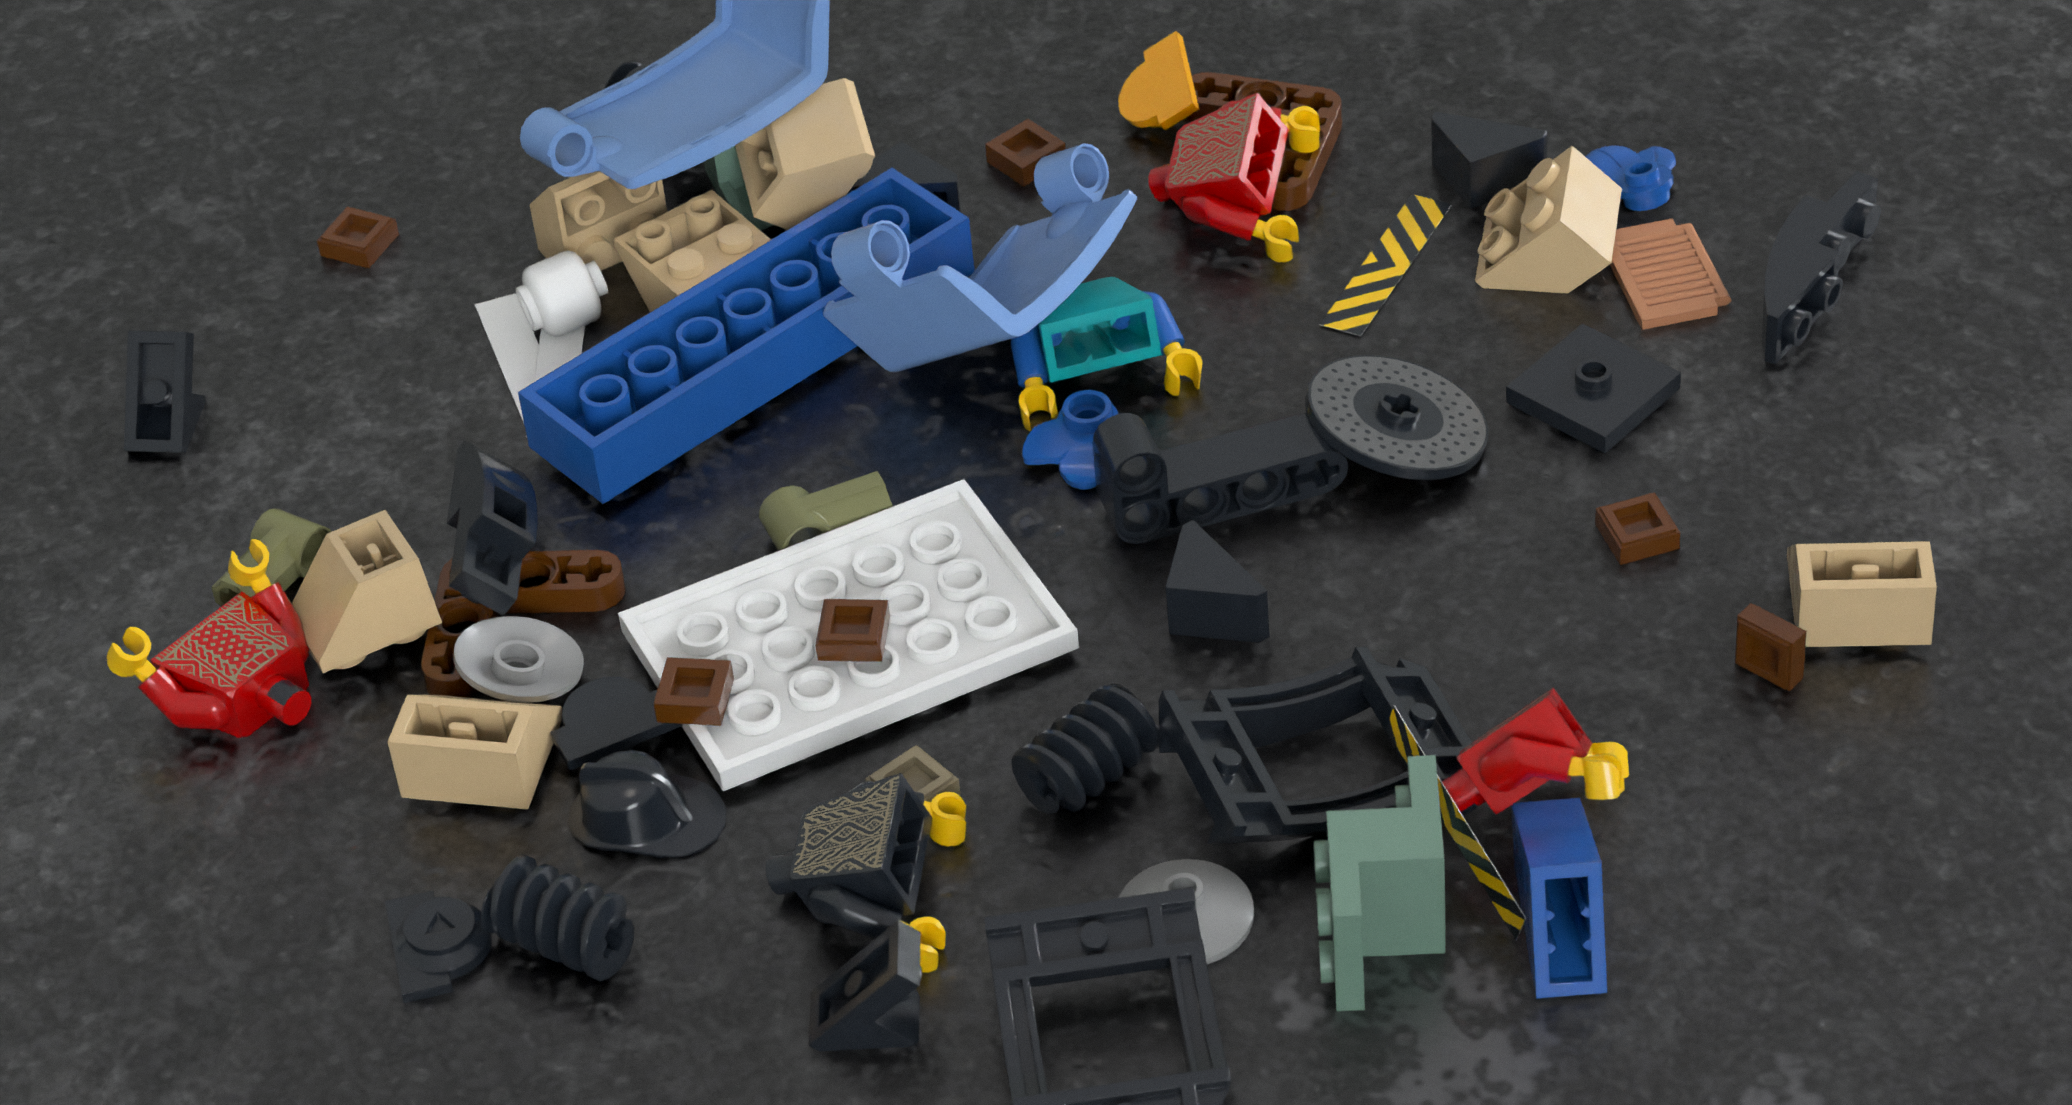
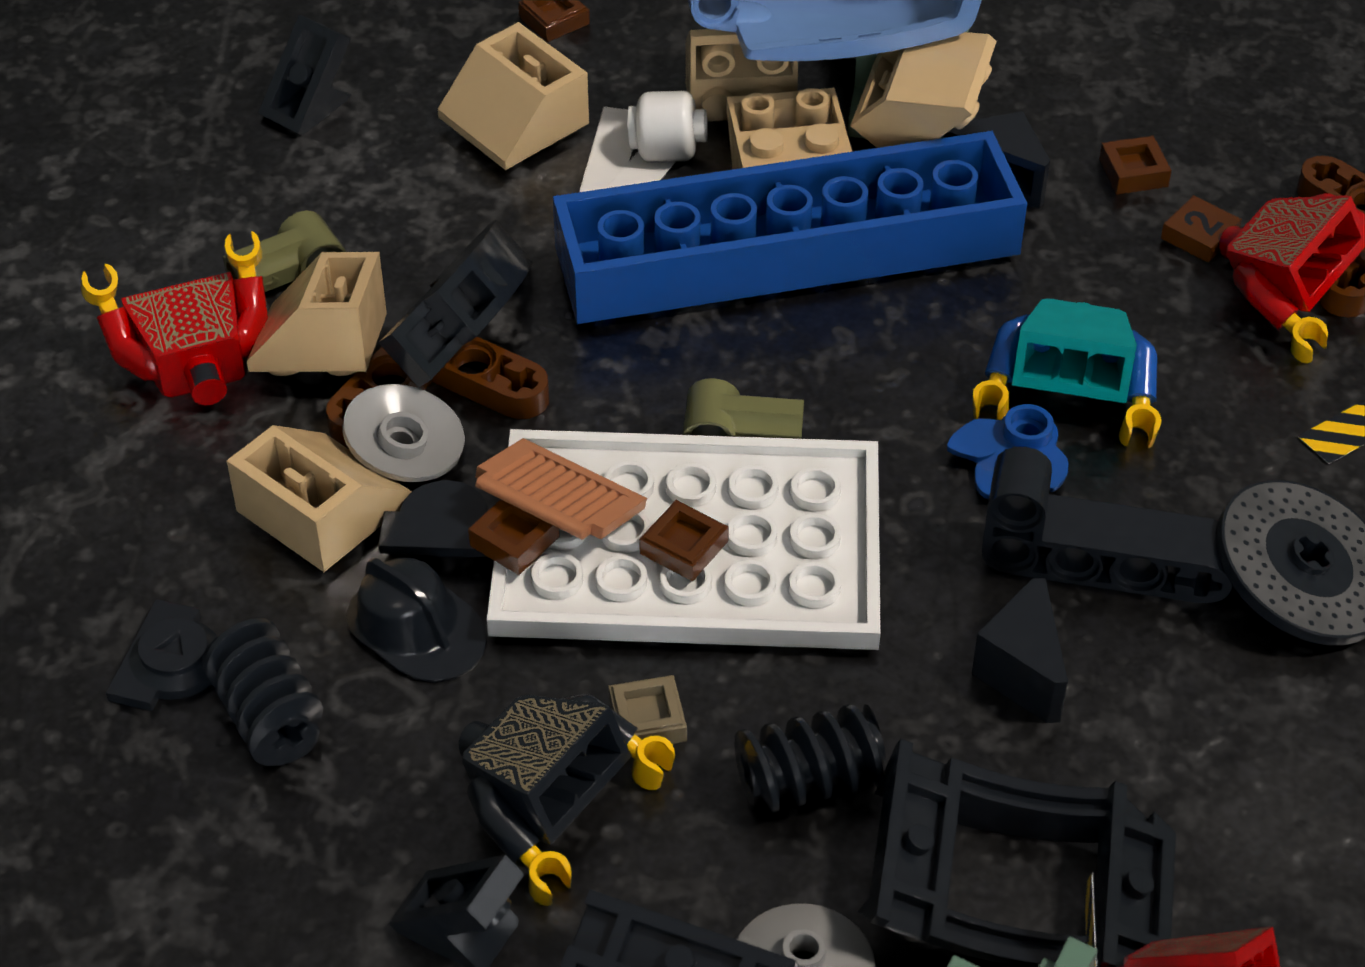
camera: 25 degrees right, 5 degrees up
(393, 324) = (516, 96): none -> tan slope
(710, 638) = (558, 490): none -> nougat window
(1008, 292) = (1041, 282): medium blue panel -> none
(1130, 175) = (1198, 228): none -> reddish brown tile
(1160, 88) = (1283, 156): light orange piece -> none

